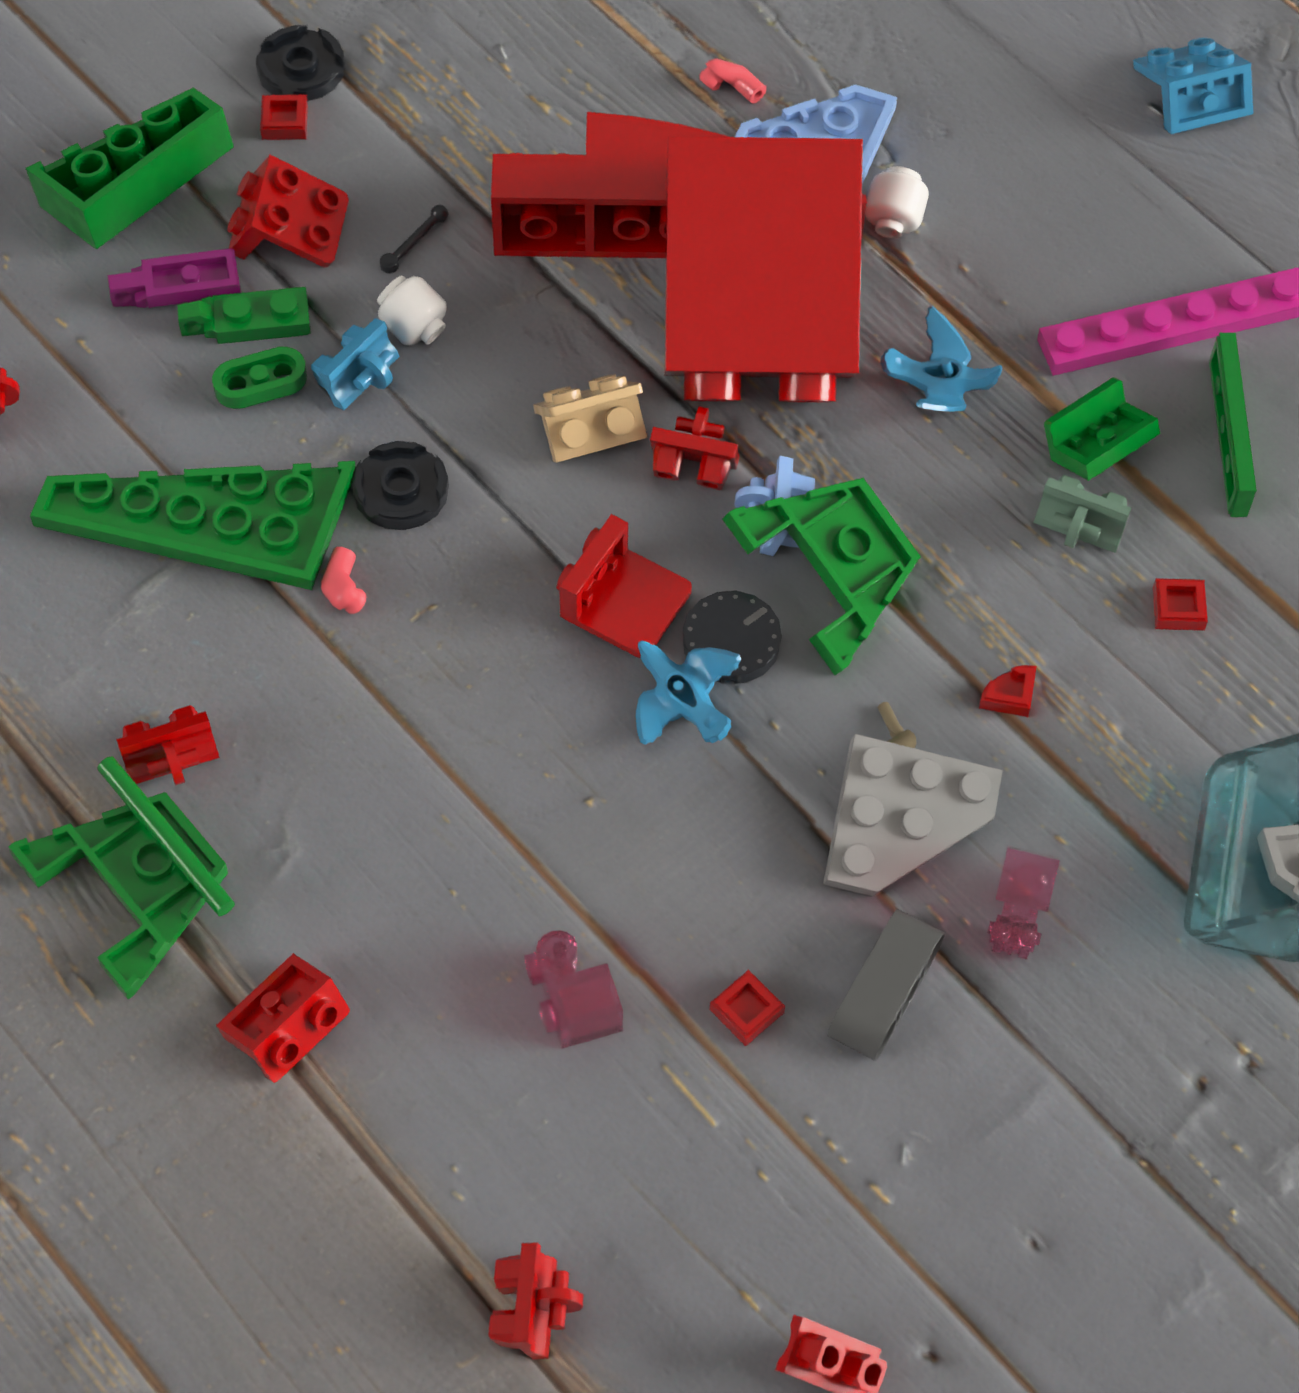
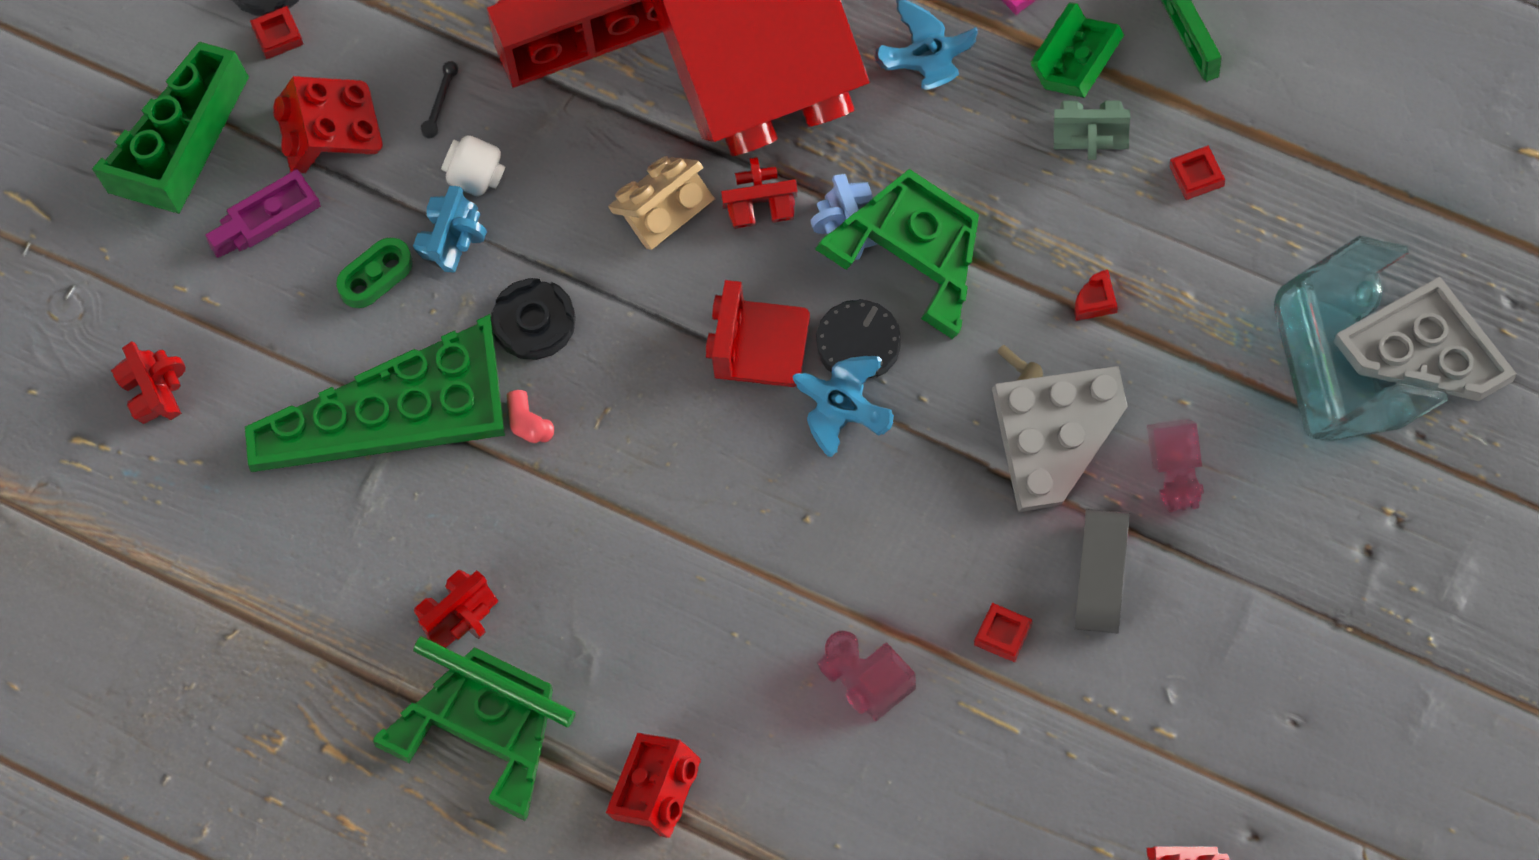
camera: 15 degrees left, 5 degrees up
(247, 315) = (336, 222): green hinge -> none

